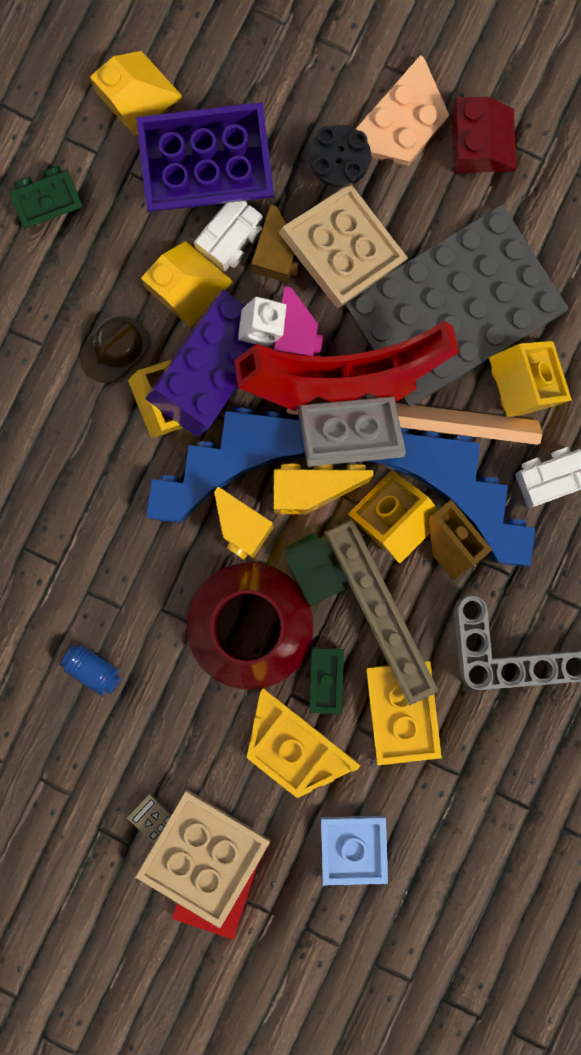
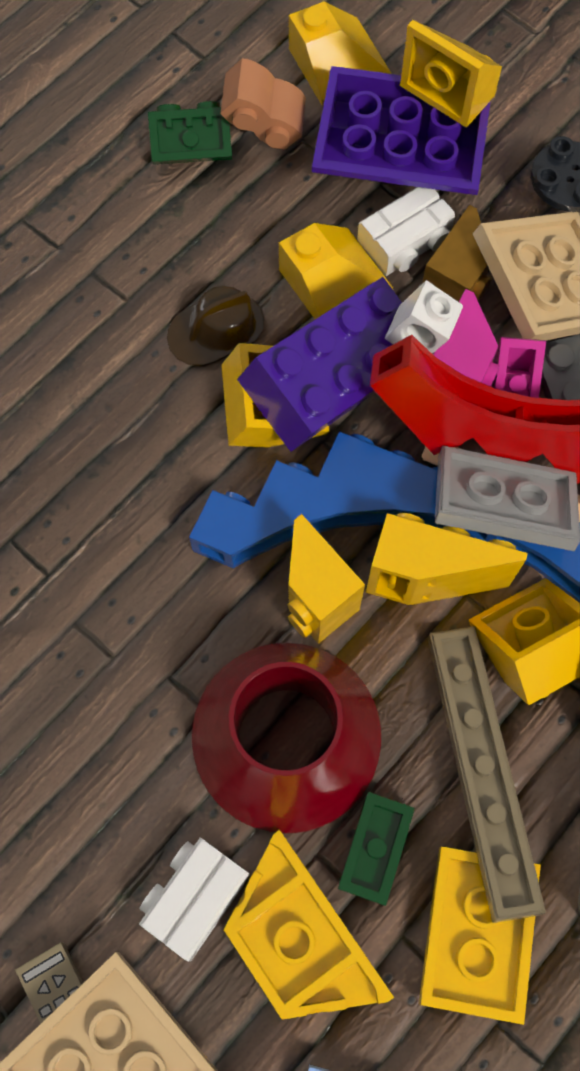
camera: 15 degrees right, 15 degrees down
(91, 670) = (41, 729): blue head -> none
(93, 161) = (263, 104): none -> nougat brick
(222, 744) = (193, 898): none -> white brick
(228, 108) = (447, 73): none -> yellow slope
(314, 569) = (402, 679): clear green brick -> none
(338, 331) = (520, 365): none -> dark pink slope

